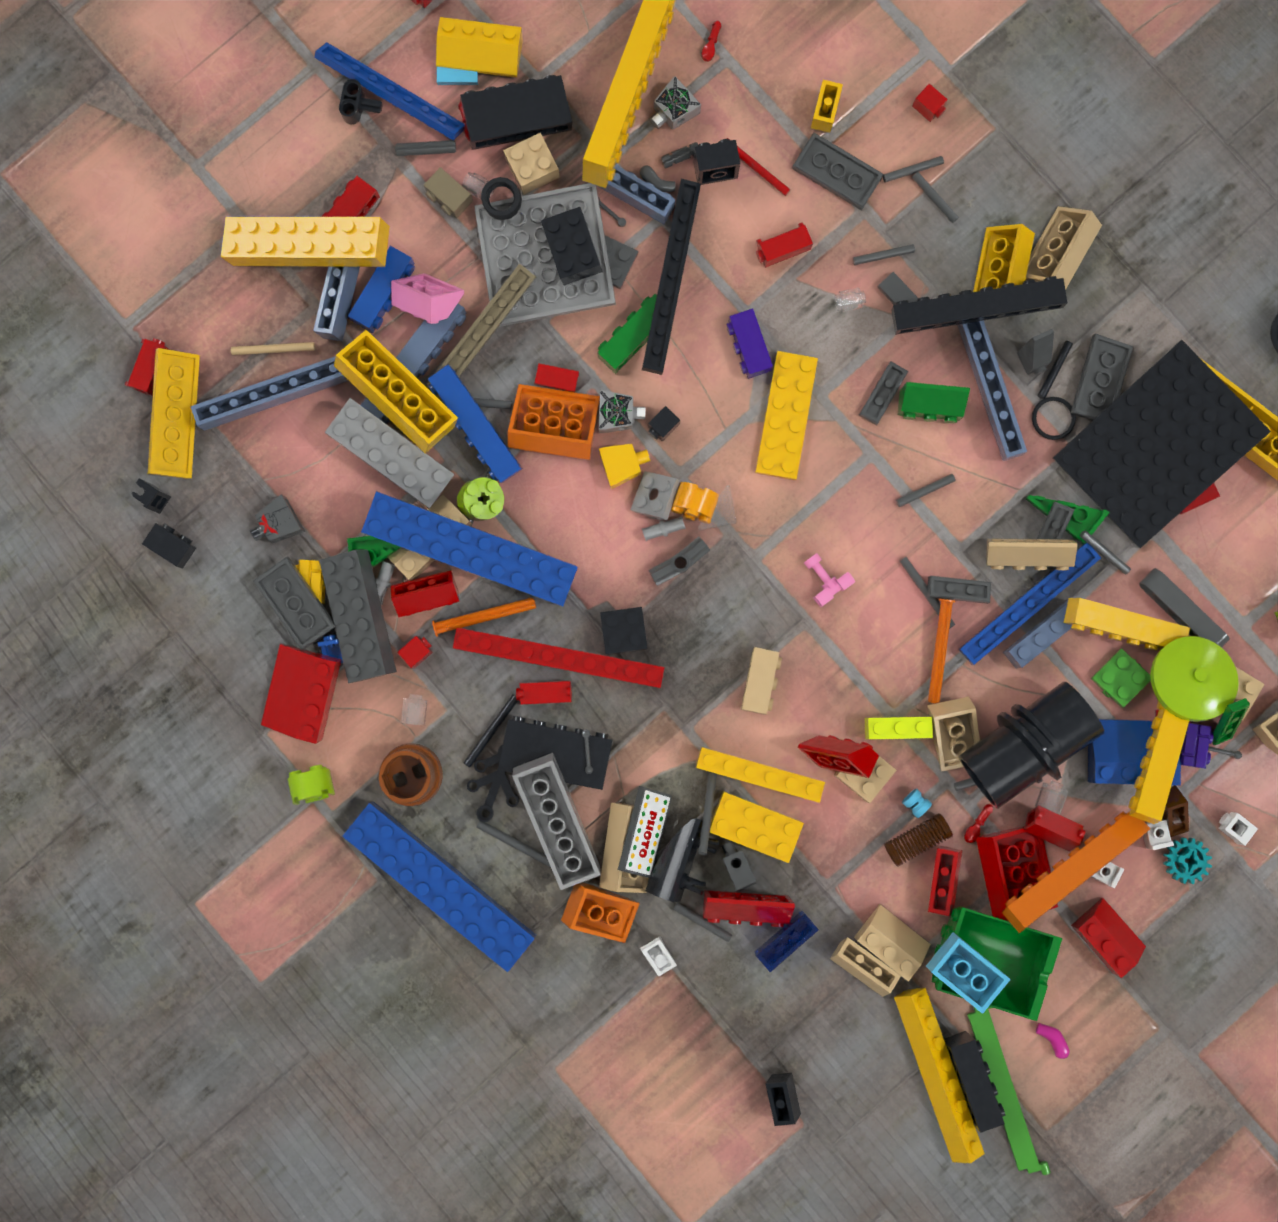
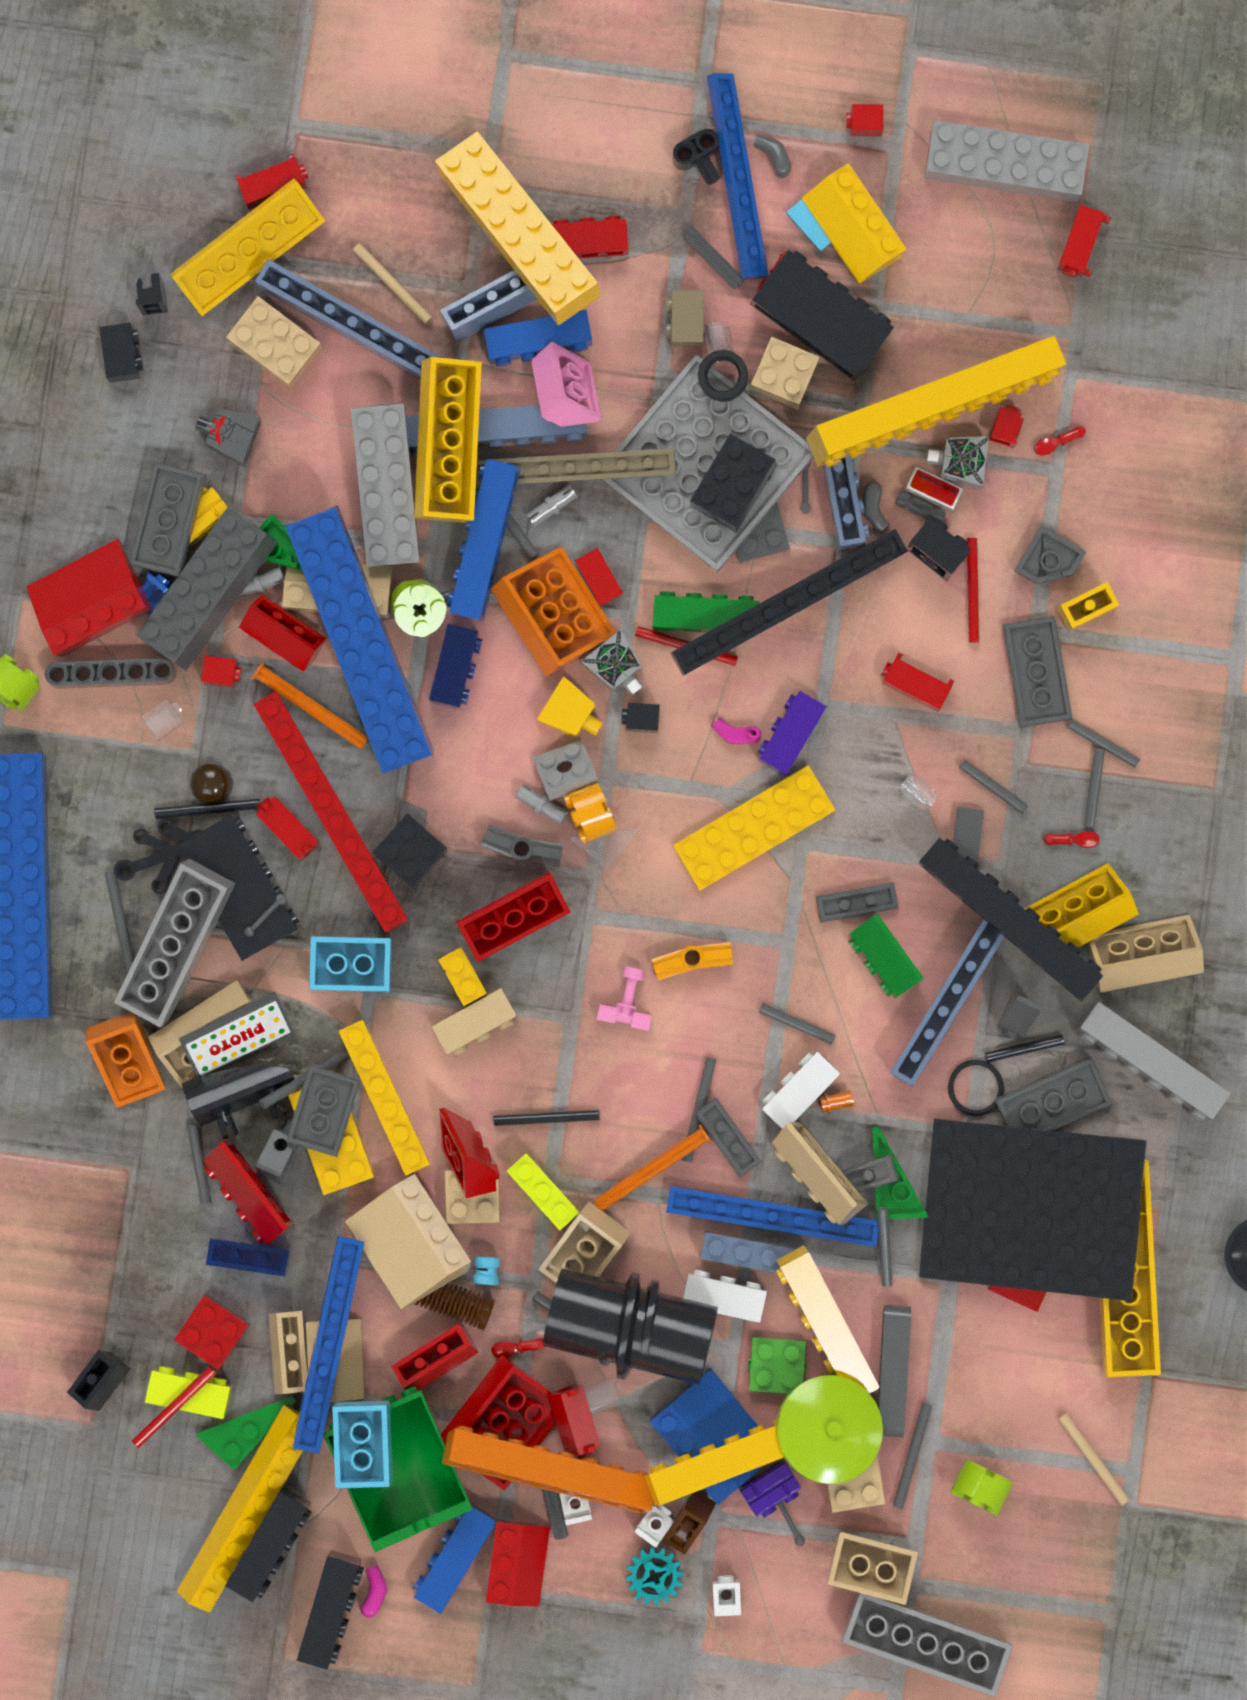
camera: 45 degrees right, 0 degrees up
(245, 448) = (274, 343): none -> tan brick
(349, 724) = (98, 669): none -> dark grey beam
(396, 57) = (776, 152): none -> dark grey arm
(416, 790) = (90, 787): dark orange piece -> none
(478, 715) = (211, 783): none -> dark brown hair
(489, 368) = (552, 505): none -> light grey pin
(536, 508) = (455, 667): none -> clear blue brick
(636, 366) = (677, 643): none -> red bar
(658, 956) = (131, 1148): white slope -> none
(661, 725) = (350, 964): none -> medium azure brick
(677, 62) = (1007, 426): none -> red window
(677, 138) = (934, 489): none -> slope
(718, 602) = (513, 917): none -> red slope
(722, 377) = (735, 735): none -> dark pink arm
(727, 664) = (462, 977): none -> yellow brick
(738, 819) = (323, 1110): none -> dark grey tile
(776, 105) = (1049, 558): none -> dark grey plate
(812, 1002) = (212, 1331): none -> red brick
(829, 530) = (710, 956): none -> light orange piece
(837, 1049) = (209, 1400): none -> neon yellow brick
(840, 1067) = (173, 1407): none -> red bar
(854, 687) = (551, 1117): none -> black bar
(862, 836) = (408, 1242): none -> tan slope
(885, 940) = (328, 1344): none -> blue plate
(889, 1042) = (239, 1436): none -> green wing
(930, 103) = (1181, 704): red brick -> none
(961, 228) = (1084, 839): none -> red piece
(968, 522) = (799, 1089): none -> white brick
(992, 506) = (836, 1101): none -> orange pin
(1014, 1120) = (285, 1587): bright green piece -> none
(1045, 1078) = (329, 1608): none -> black brick
(1054, 671) = (731, 1298): none -> white brick
(1076, 975) = (454, 1559): none -> blue brick
(1101, 889) = (555, 1514): none -> dark grey axle
(1131, 299) = (1152, 1061): none -> light grey brick
(1230, 721) = (818, 1499): green tile -> none
(1243, 644) = (912, 1455): none -> dark grey bar

